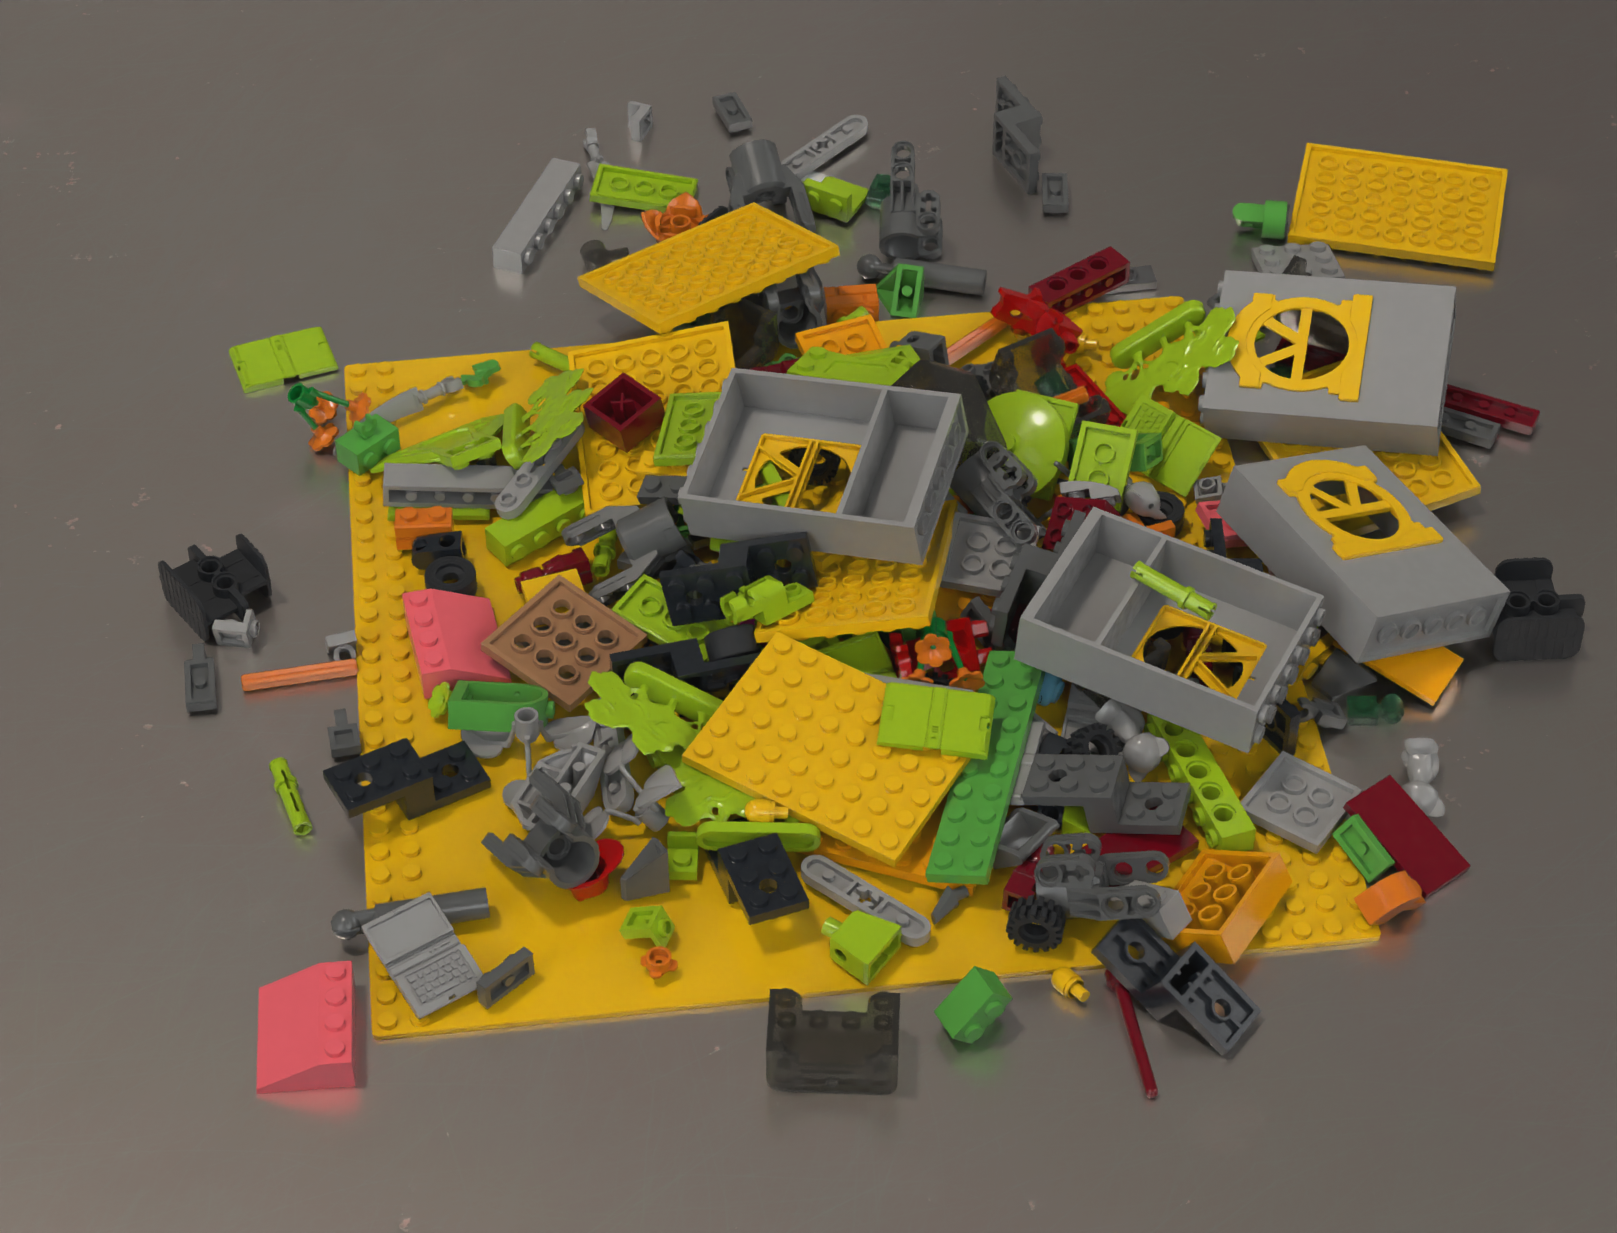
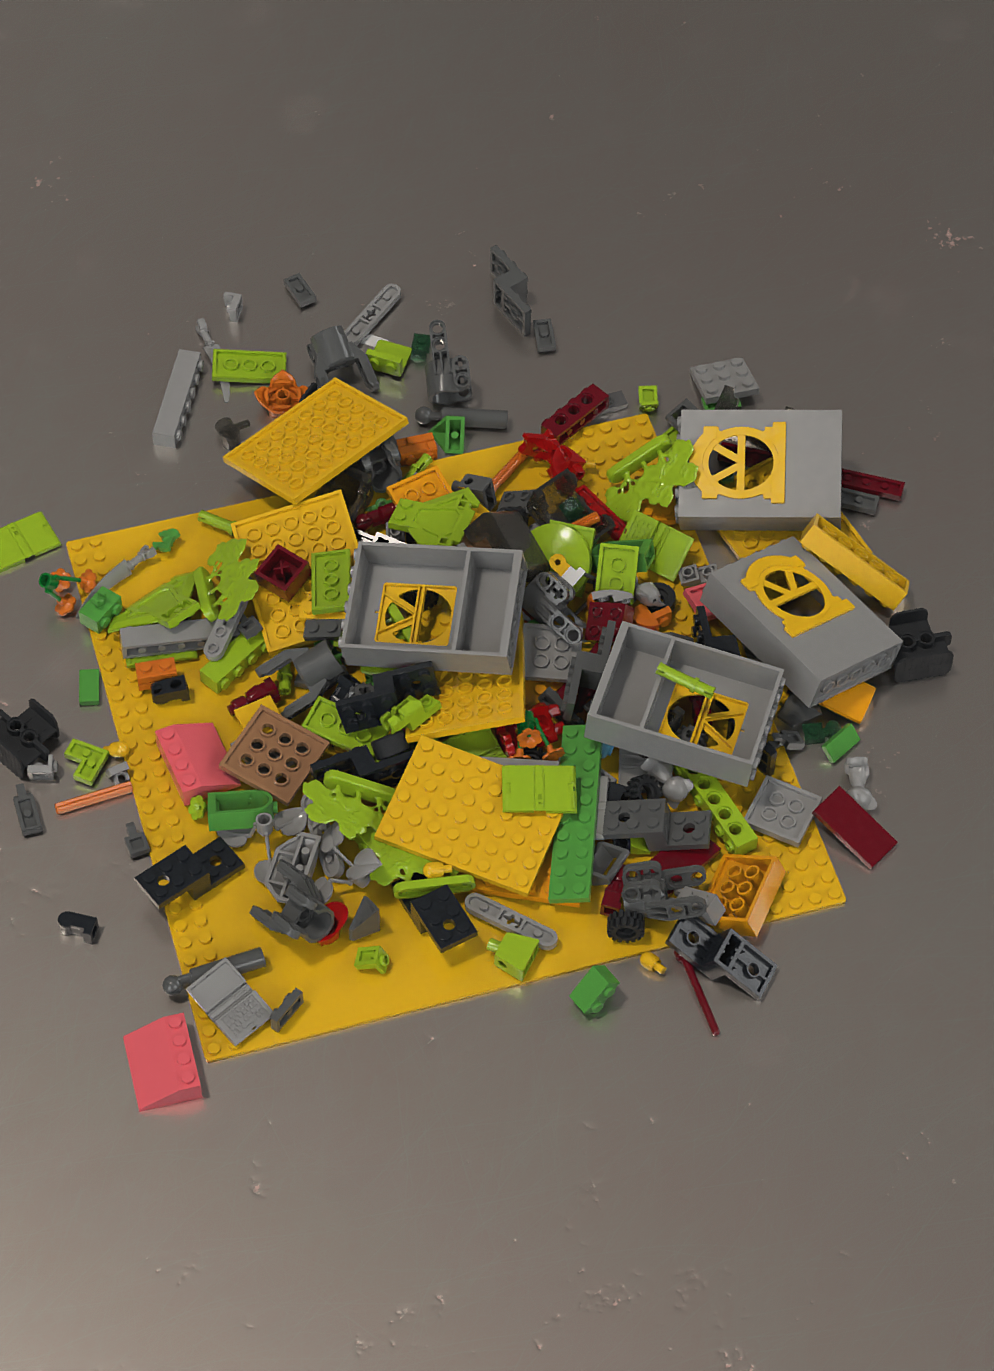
camera: 10 degrees left, 10 degrees up
(233, 832) = (79, 925): none -> black leg
(287, 787) = (106, 886): lime pin -> none
(305, 625) = (90, 759): none -> lime plate
(329, 539) = (89, 687): none -> bright green tile
(347, 617) = (118, 749): none -> yellow cylinder
(451, 569) = (180, 703): black tyre -> none
(658, 961) = (384, 979): orange plate -> none
(682, 855) = (384, 900): lime bracket -> none
(832, 1048) = (509, 1030): clear smoke windscreen -> none
(948, 902) = (564, 915): dark grey bar -> none
(1020, 444) = (567, 572): none -> leg
(1186, 276) = (648, 398): none -> lime bracket
(1269, 217) = (701, 341): bright green piece -> none
(1363, 848) = (828, 840): bright green plate -> none
(1389, 898) = (849, 875): orange brick -> none
(1399, 206) = (788, 319): yellow plate -> none
(1401, 725) = (840, 743): none -> bright green tile
(1451, 490) = (854, 562): none -> yellow brick

